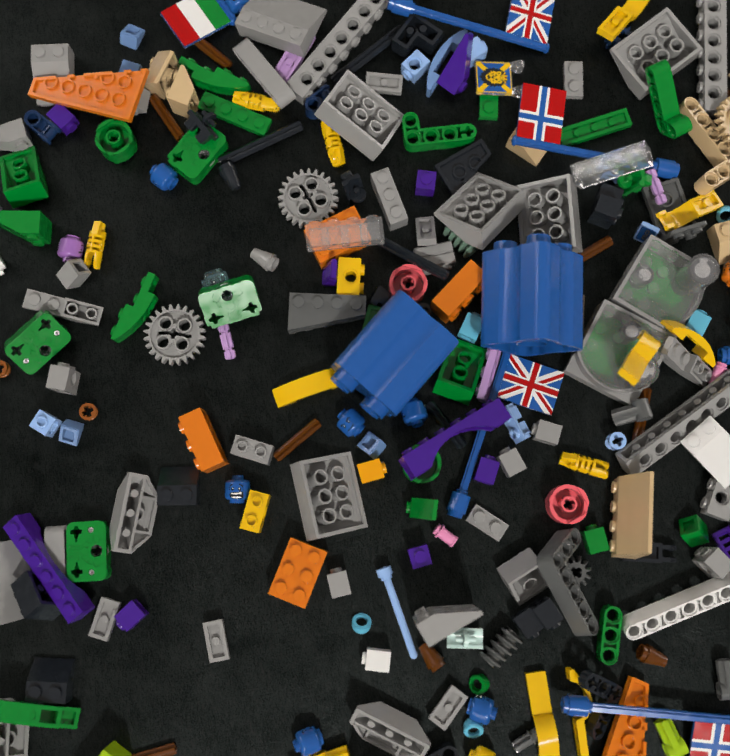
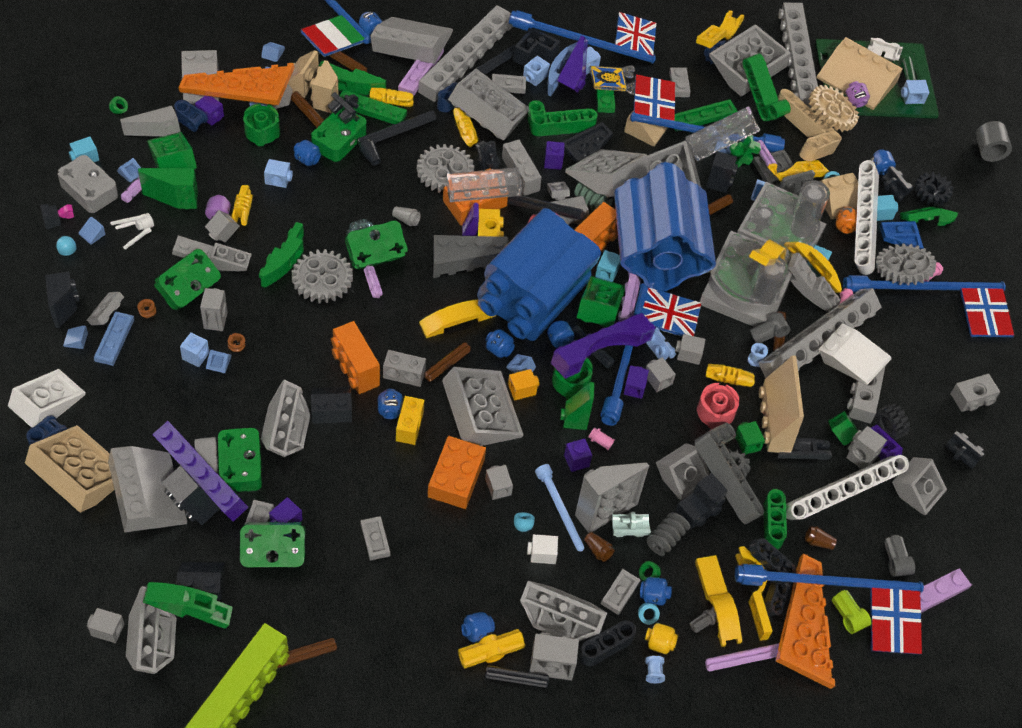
camera: 10 degrees left, 25 degrees down
(116, 651) = (272, 537): none -> green axle
(132, 204) = (277, 173): none -> light blue brick
(264, 73) = (399, 73): light grey beam -> none
(487, 522) = (641, 428): light grey plate -> none

